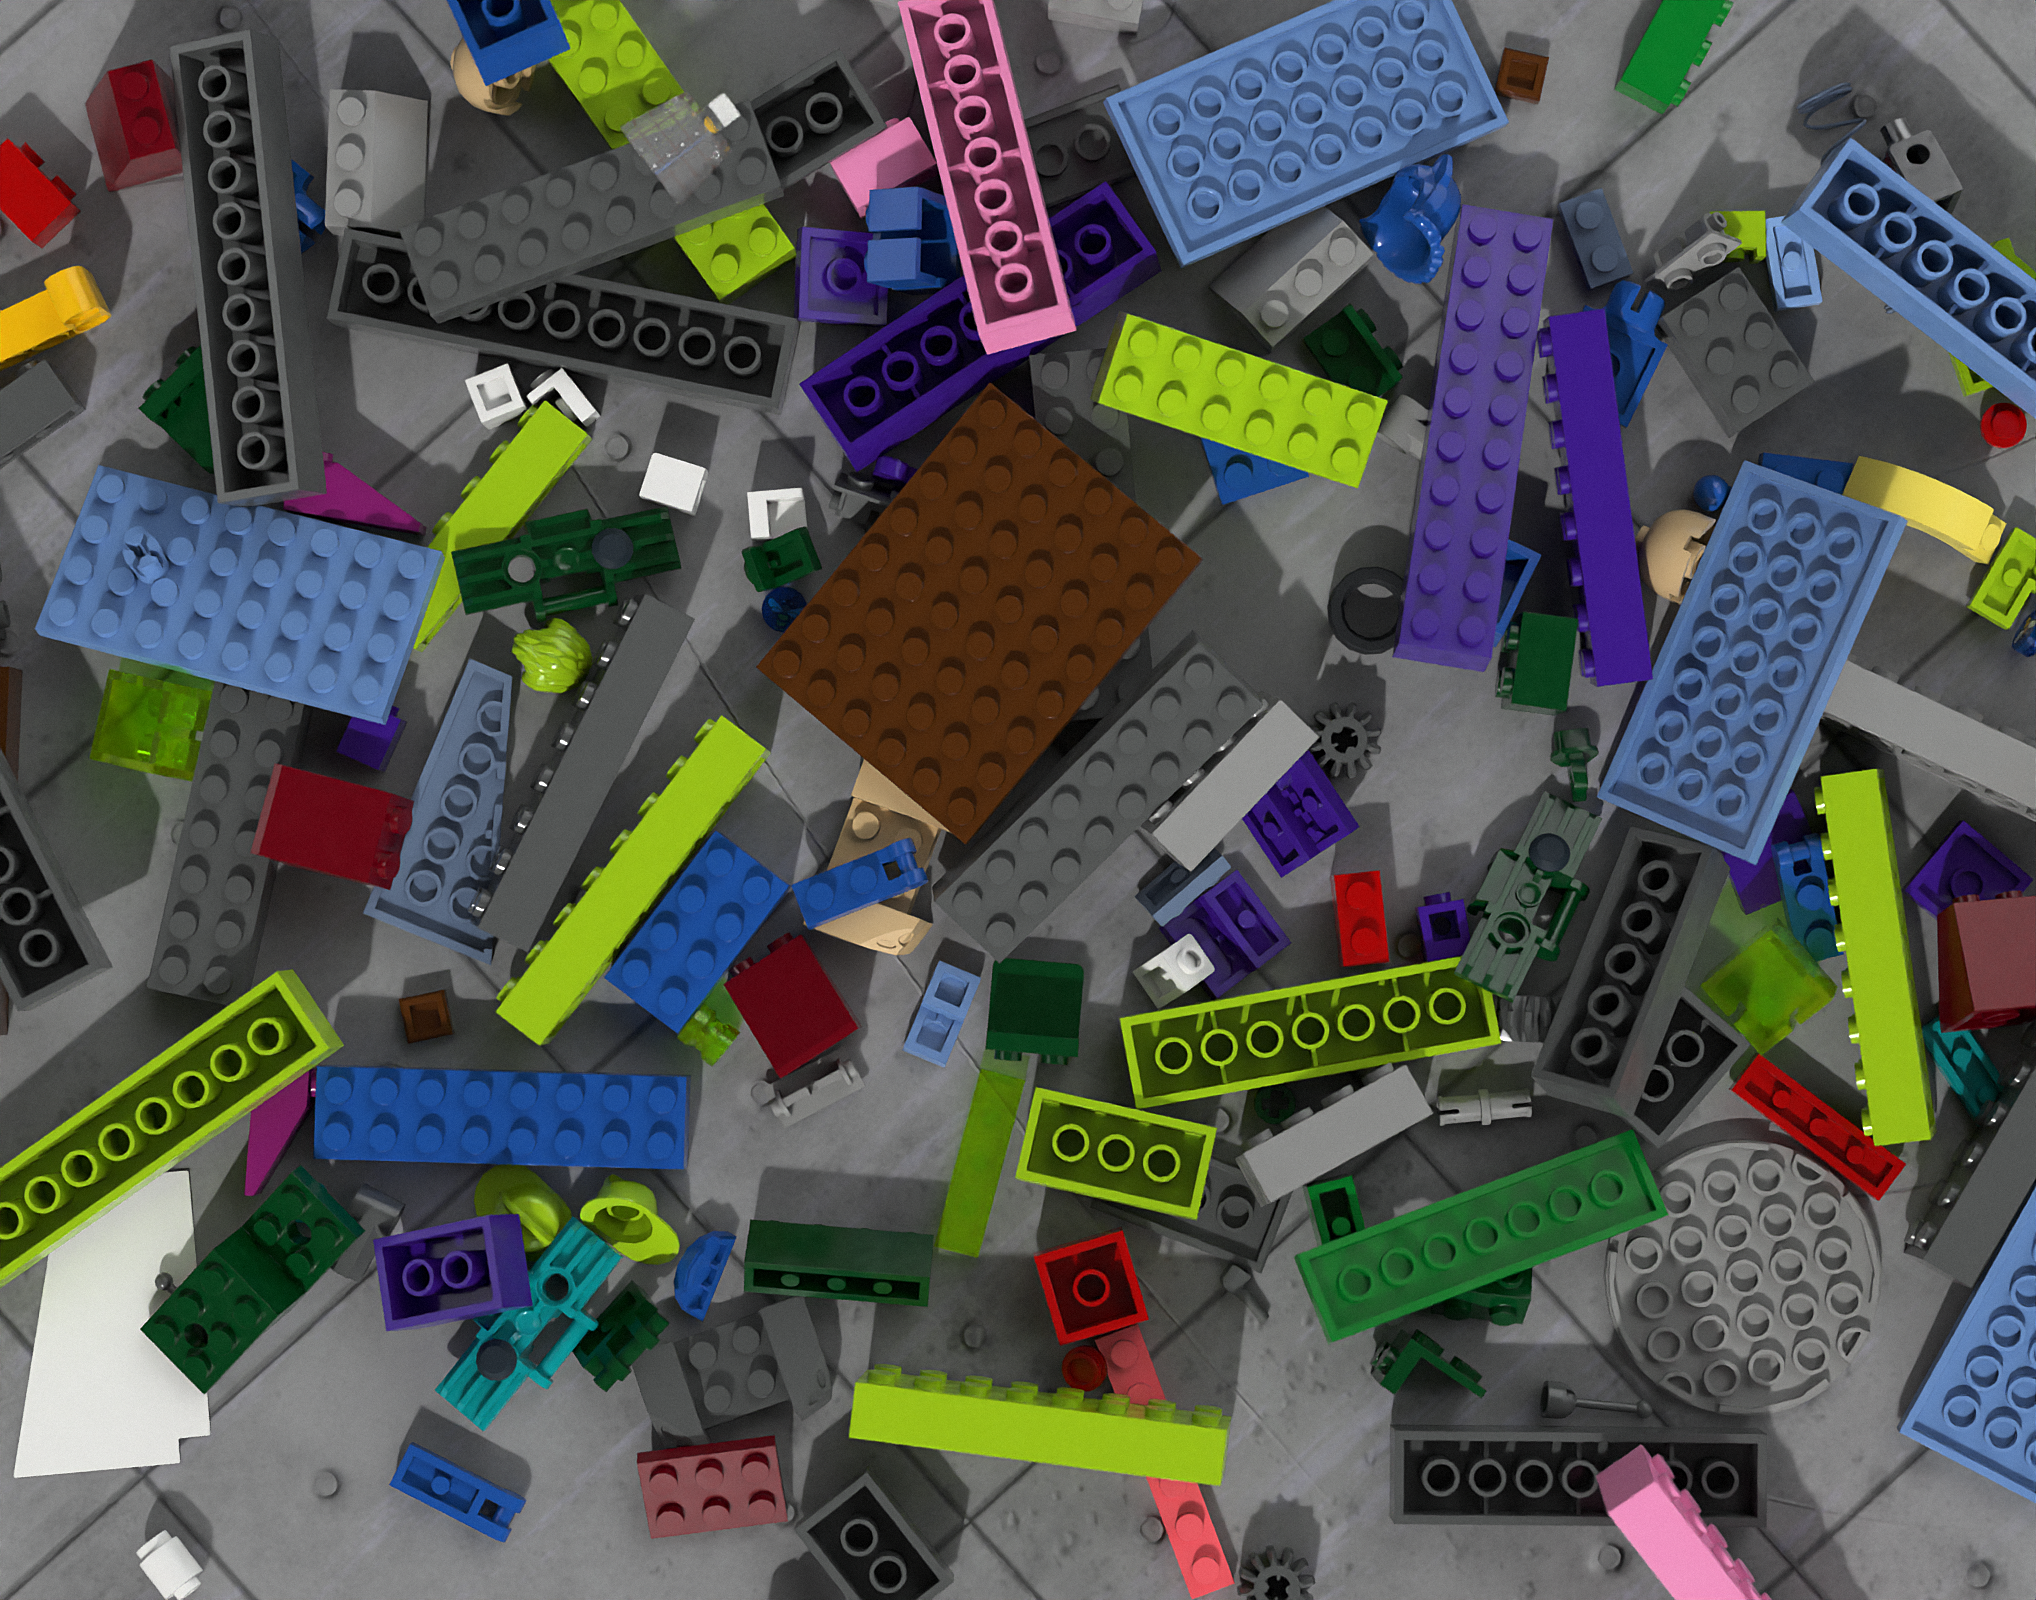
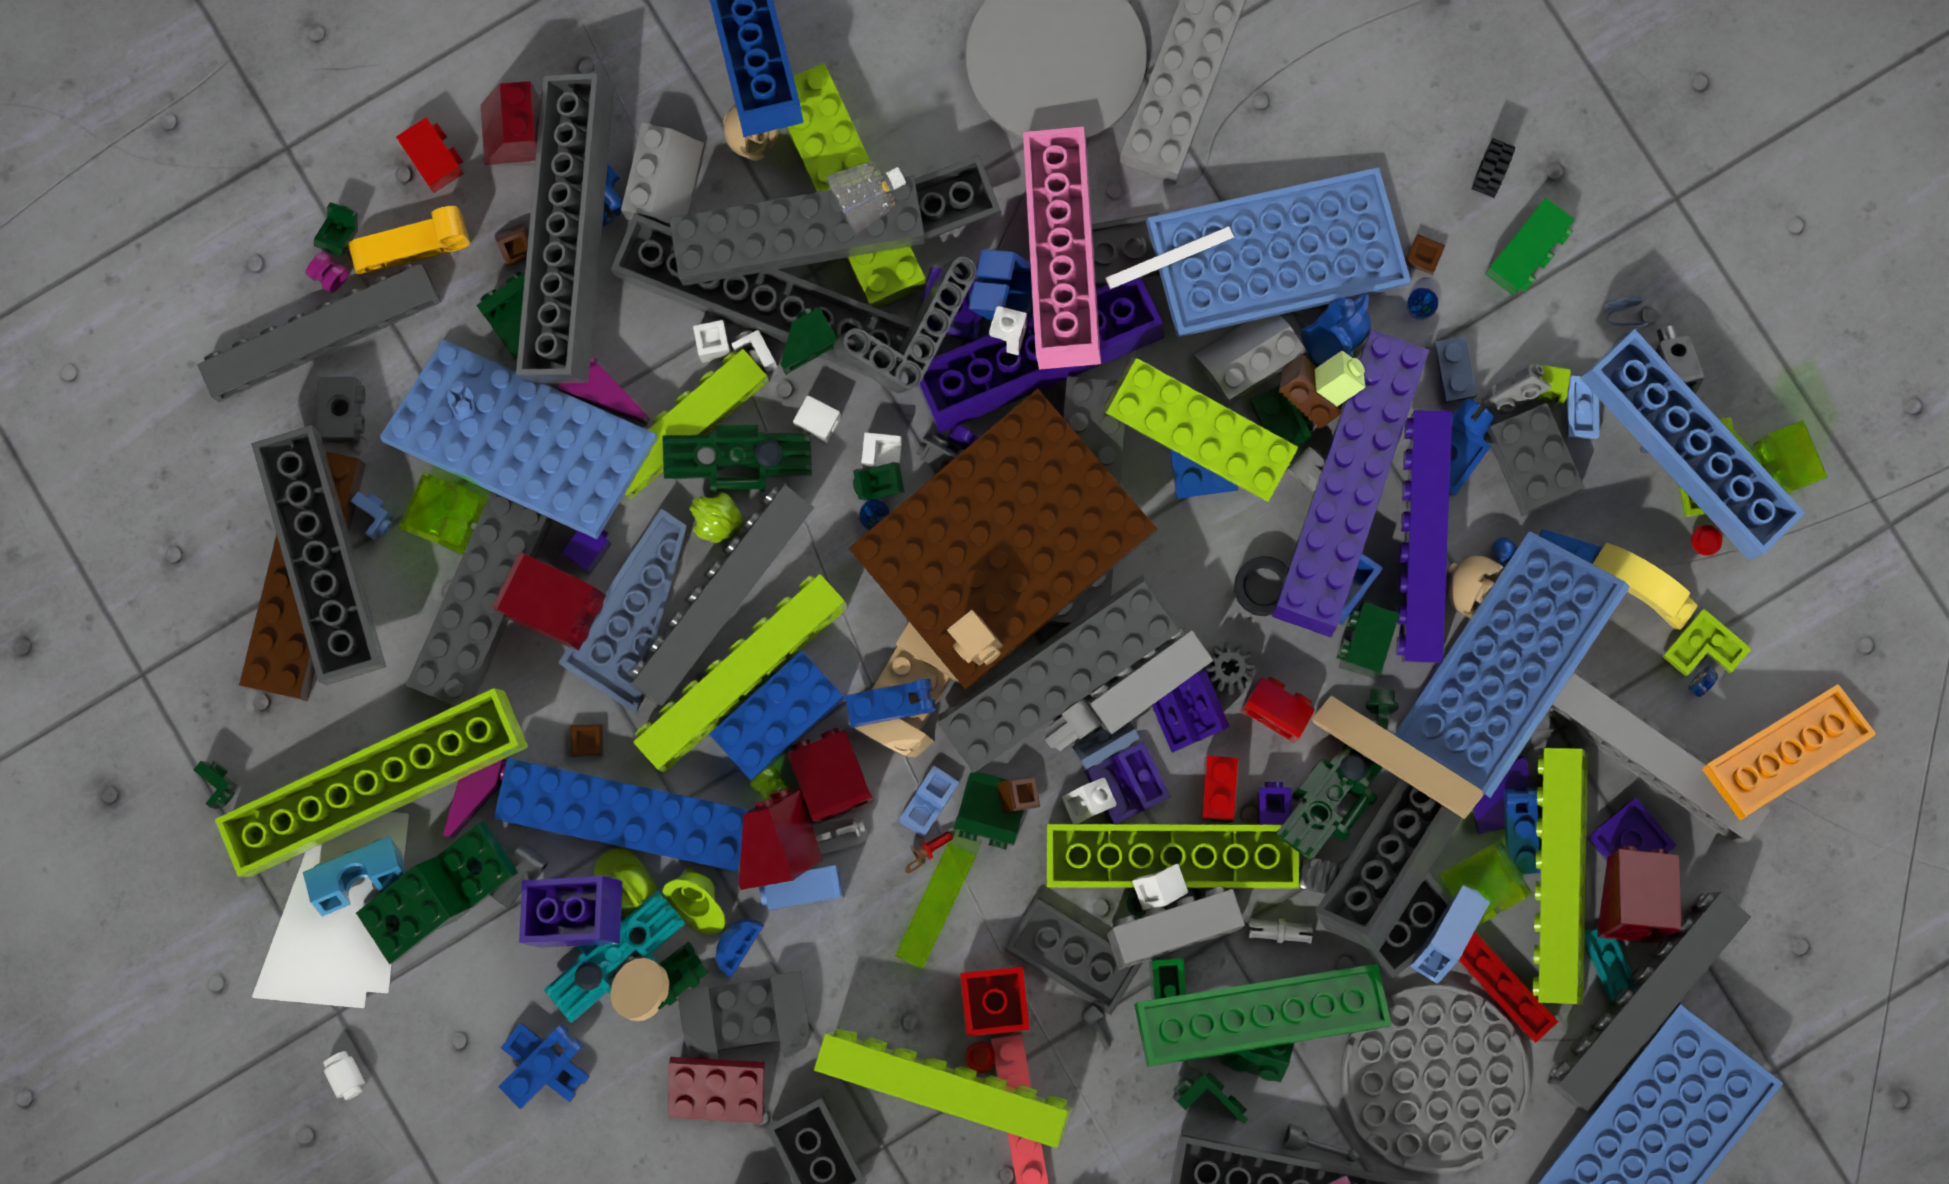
camera: 15 degrees right, 5 degrees down
(46, 732) = (372, 505): none -> medium blue bracket
(94, 1292) = (330, 881): none -> dark azure arch
(174, 303) = (513, 244): none -> reddish brown slope
(451, 1503) = (539, 1067): none -> blue plate
(574, 1366) = (639, 989): none -> tan tile
(638, 371) = (807, 339): none -> dark green slope
(733, 1116) = (777, 840): none -> dark red slope
(781, 1175) = (810, 887): none -> medium blue slope
(799, 333) = (918, 333): none -> dark grey beam
(838, 1263) = (829, 954): dark green brick -> none
(886, 161) = (999, 232): bright pink brick -> none
(932, 299) = (1010, 327): none -> white bracket
(951, 1084) = (926, 849): none -> piece
(967, 773) = (975, 640): none -> tan brick
(1070, 980) = (1018, 794): none -> reddish brown slope
(1116, 1153) = (1027, 914): lime brick -> none
(1132, 865) = (1073, 724): none -> light grey piece
(1148, 152) = (1169, 257): none -> white sticker
(1301, 1082) = (1160, 888): none -> white panel
(1391, 312) = (1300, 388): none -> reddish brown brick
(1426, 787) = (1278, 708): none -> red slope
(1430, 287) = (1339, 378): none -> yellowish green brick
(1530, 150) = (1422, 303): none -> clear blue tile
(1611, 827) = (1398, 757): none -> tan tile
(1732, 1071) = (1451, 934): none -> medium blue slope

